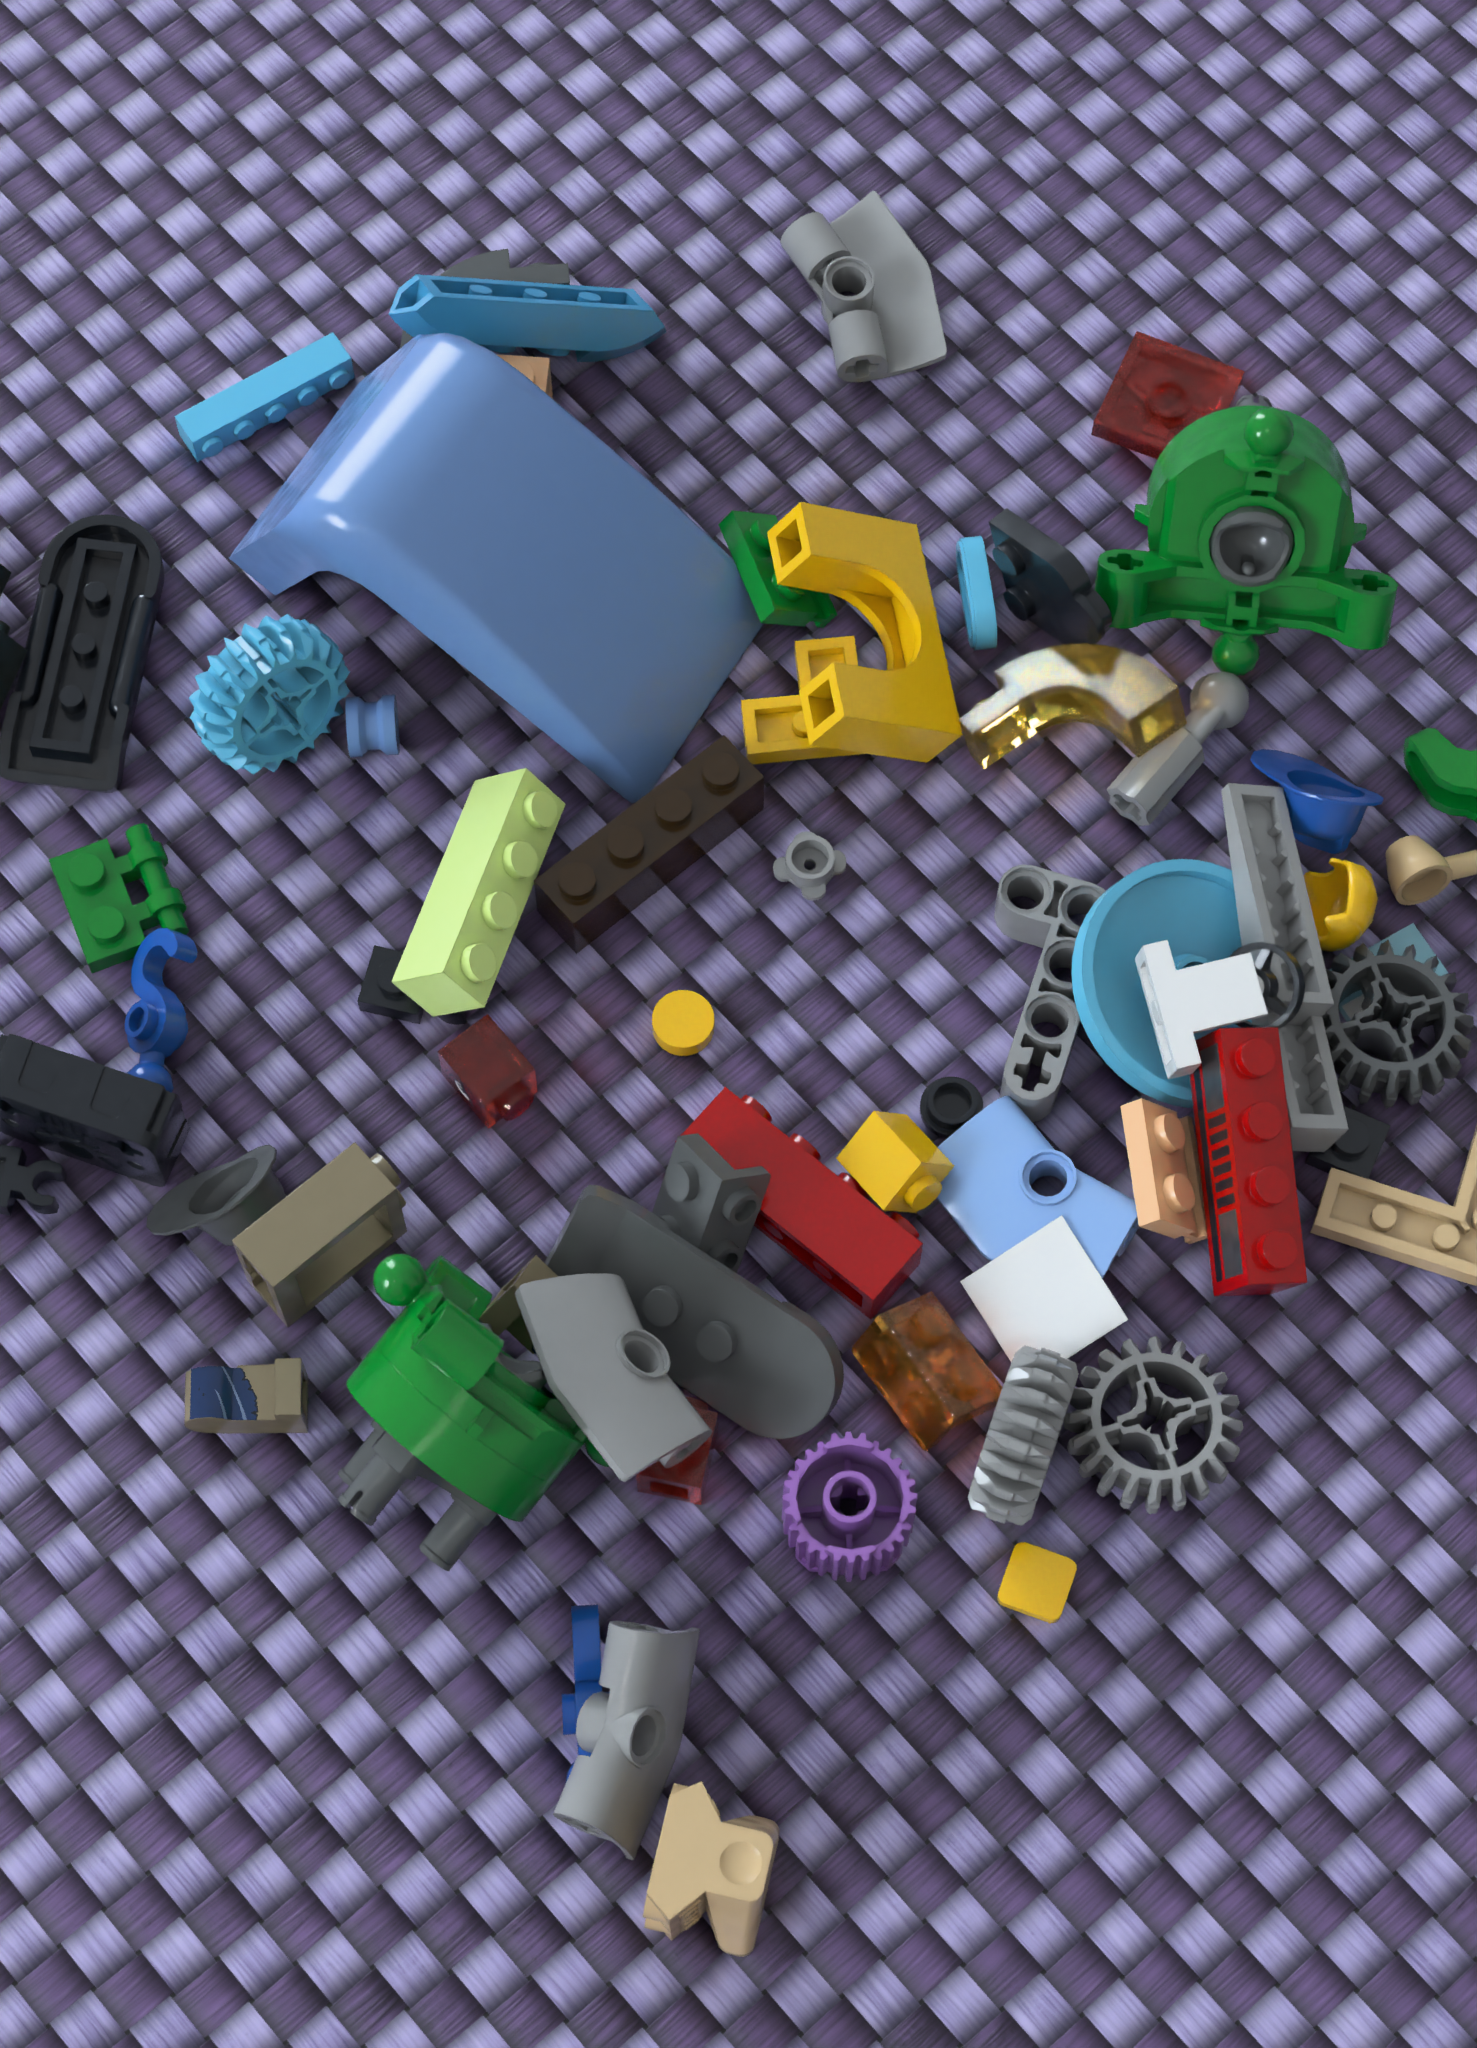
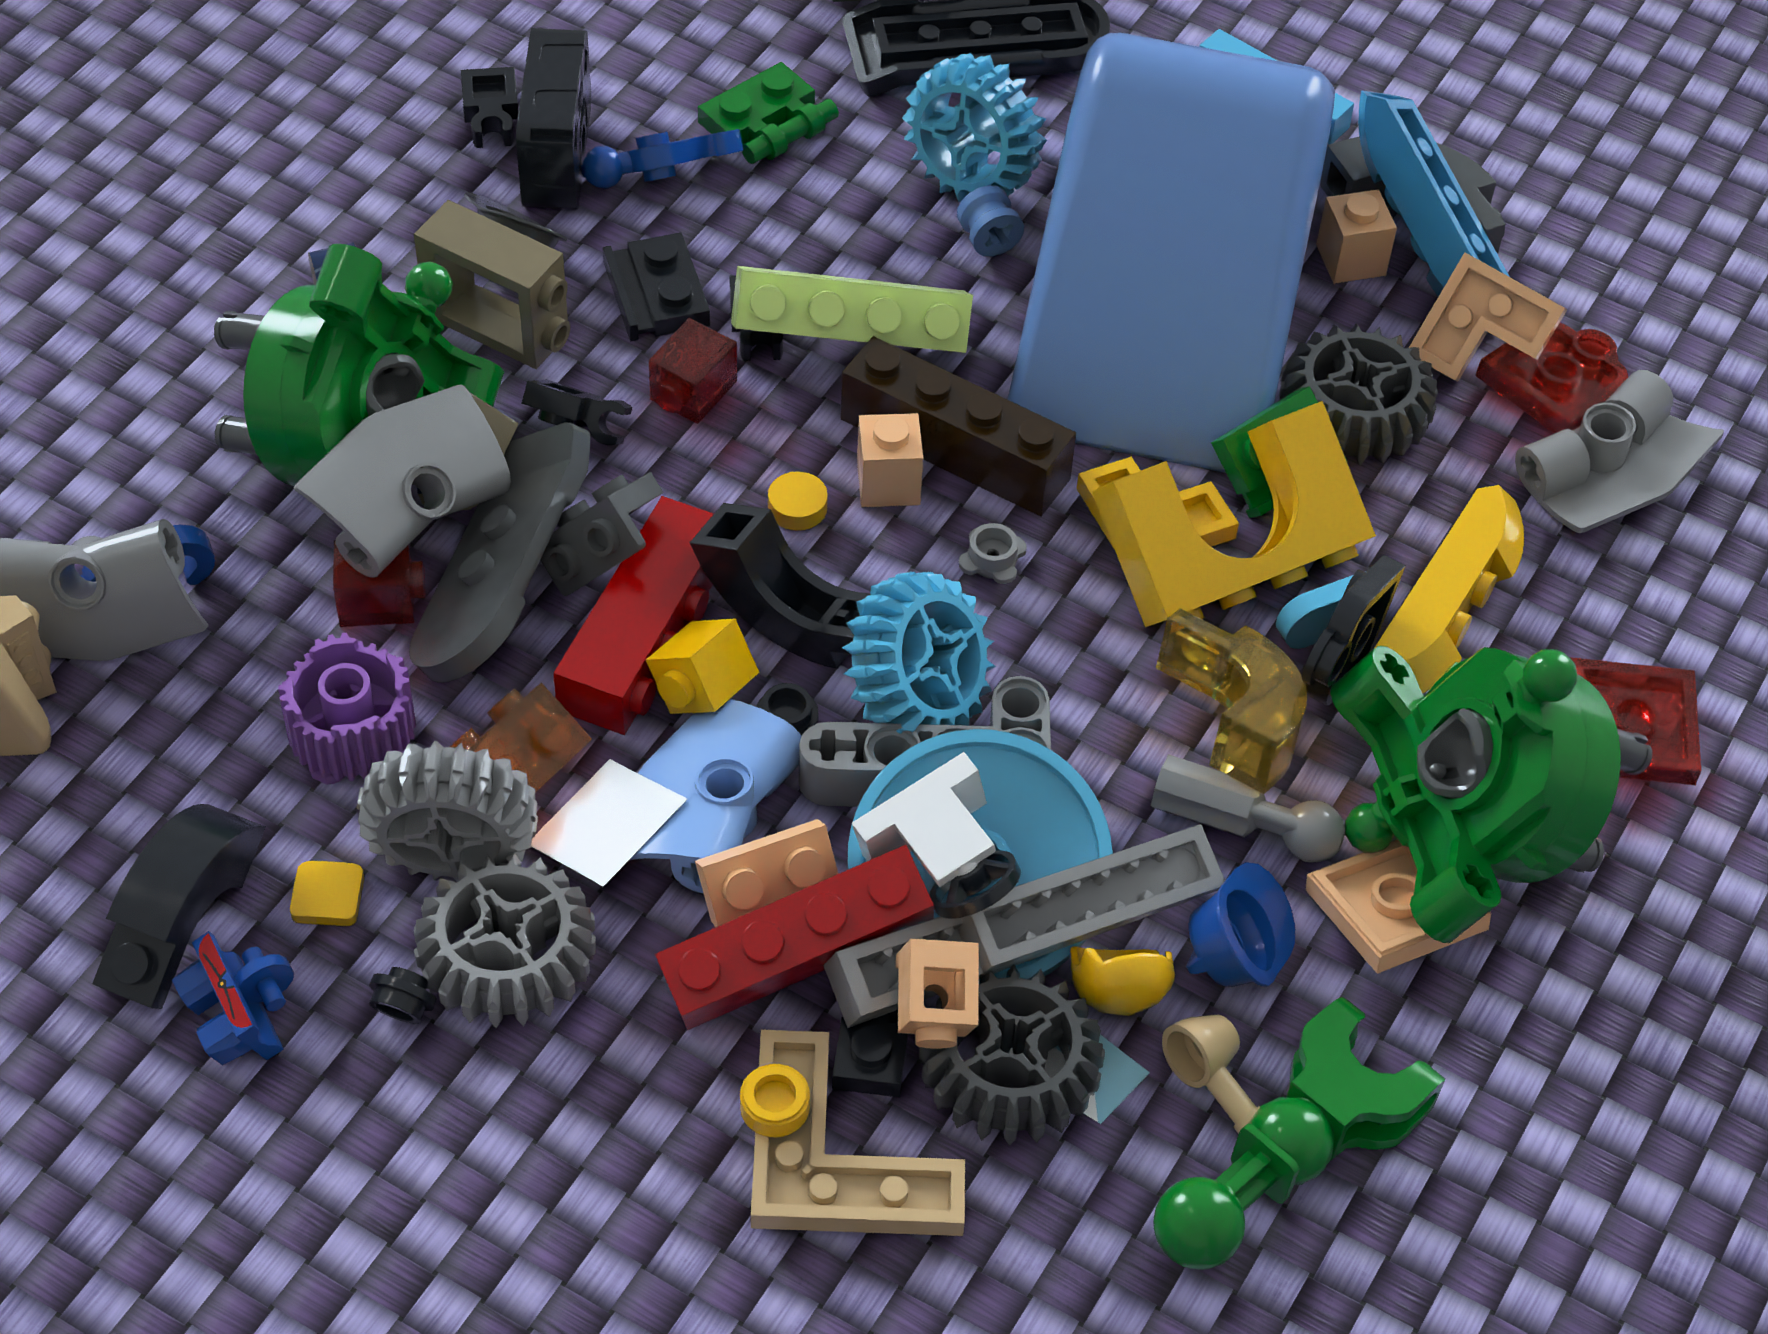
camera: 70 degrees right, 15 degrees down
(337, 1079) = (656, 285): none -> black plate
(493, 1203) = (567, 404): none -> black plate
(668, 327) = (1479, 302): none -> light nougat plate
(675, 918) = (889, 460): none -> light nougat brick
(748, 298) = (1563, 382): none -> clear red plate
(757, 460) = (1370, 387): none -> dark grey gear
(816, 1070) = (772, 588): none -> black arch
(959, 961) = (919, 652): none -> medium azure gear
(975, 476) = (1474, 556): none -> yellow brick
(1032, 1714) = (166, 895): none -> black arch
(1184, 1683) = (240, 990): none -> blue hips
(1189, 1533) = (401, 995): none -> black plate
(1309, 678) = (1372, 908): none -> light nougat plate
(1356, 1053) = (950, 972): none -> light nougat brick
(1399, 1230) = (774, 1100): none -> yellow tile

